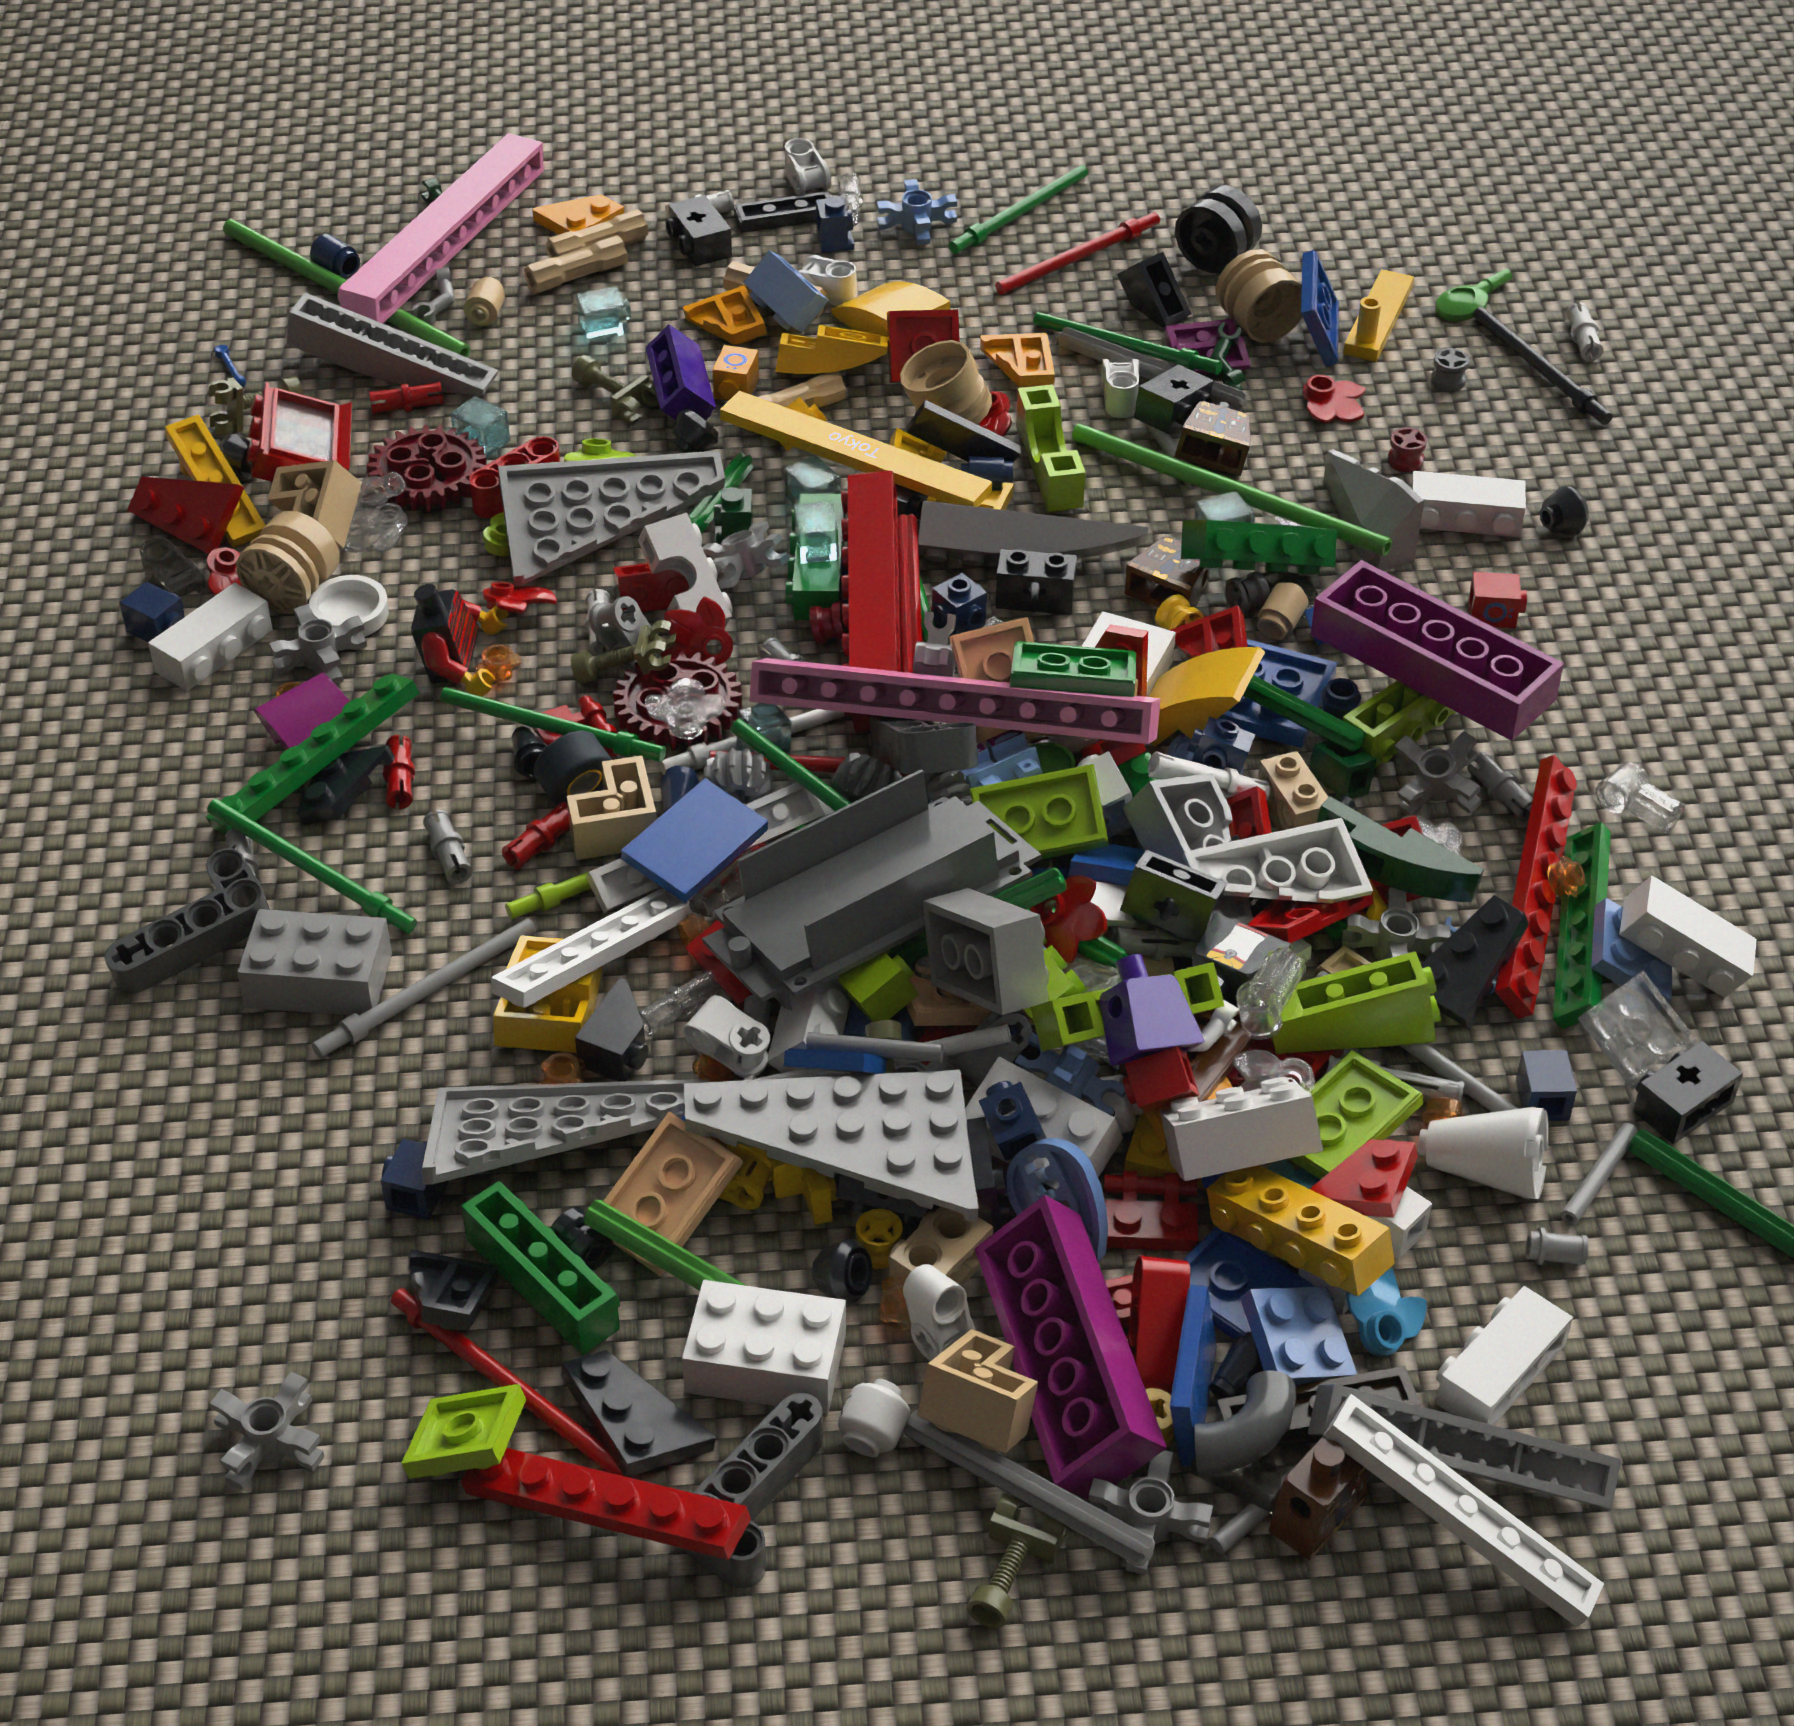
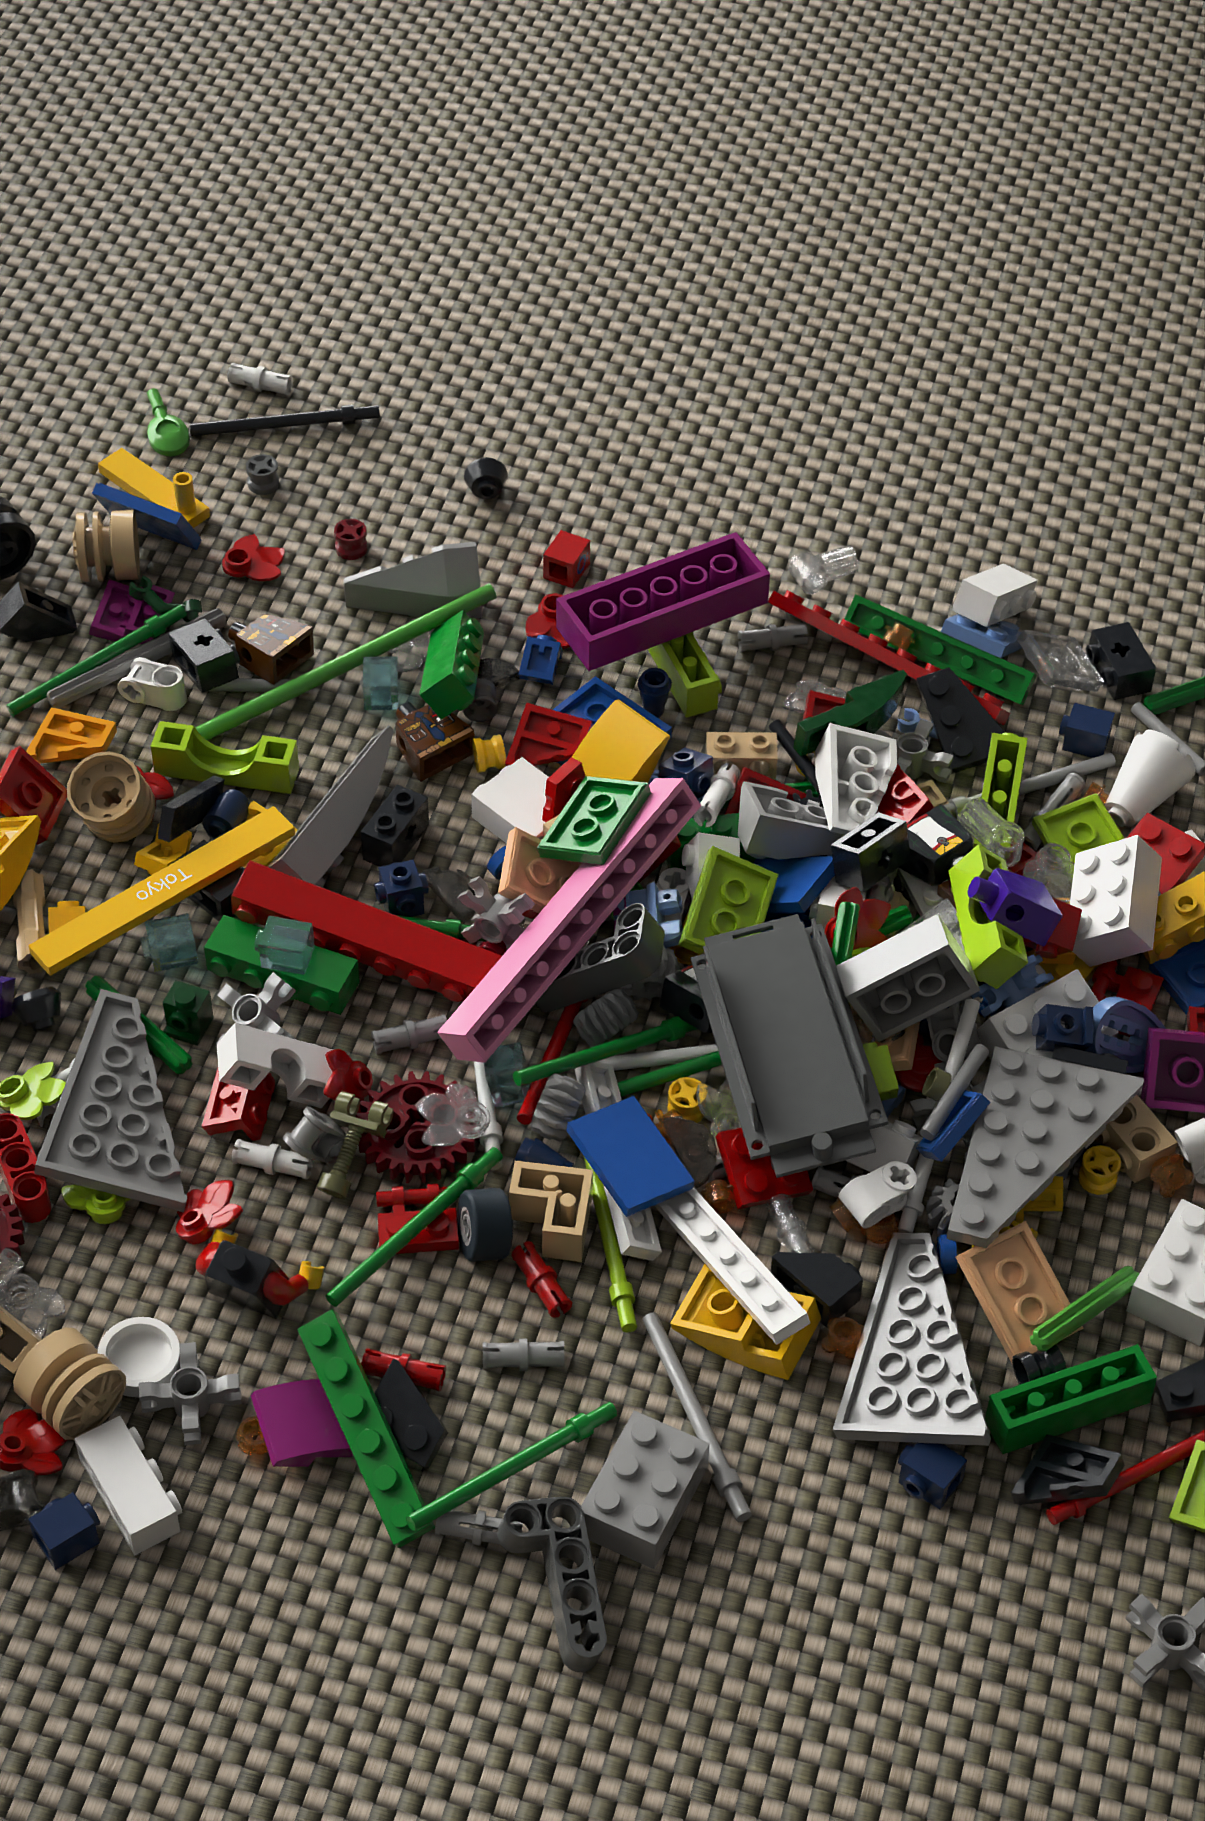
camera: 70 degrees left, 5 degrees up
(499, 661) = (287, 1244): clear orange plate -> none
(526, 750) = (429, 1257): black cone -> none
(827, 623) = (373, 986): dark red wheel -> none
(843, 1270) = (1130, 1201): black cone -> none
(1282, 610) = (515, 685): tan brick -> none
(1304, 714) = (682, 705): green axle -> none
(1342, 770) = (714, 714): dark green brick -> none
(1437, 787) = (759, 655): light grey pin -> none
(1470, 503) = (447, 521): white brick -> none

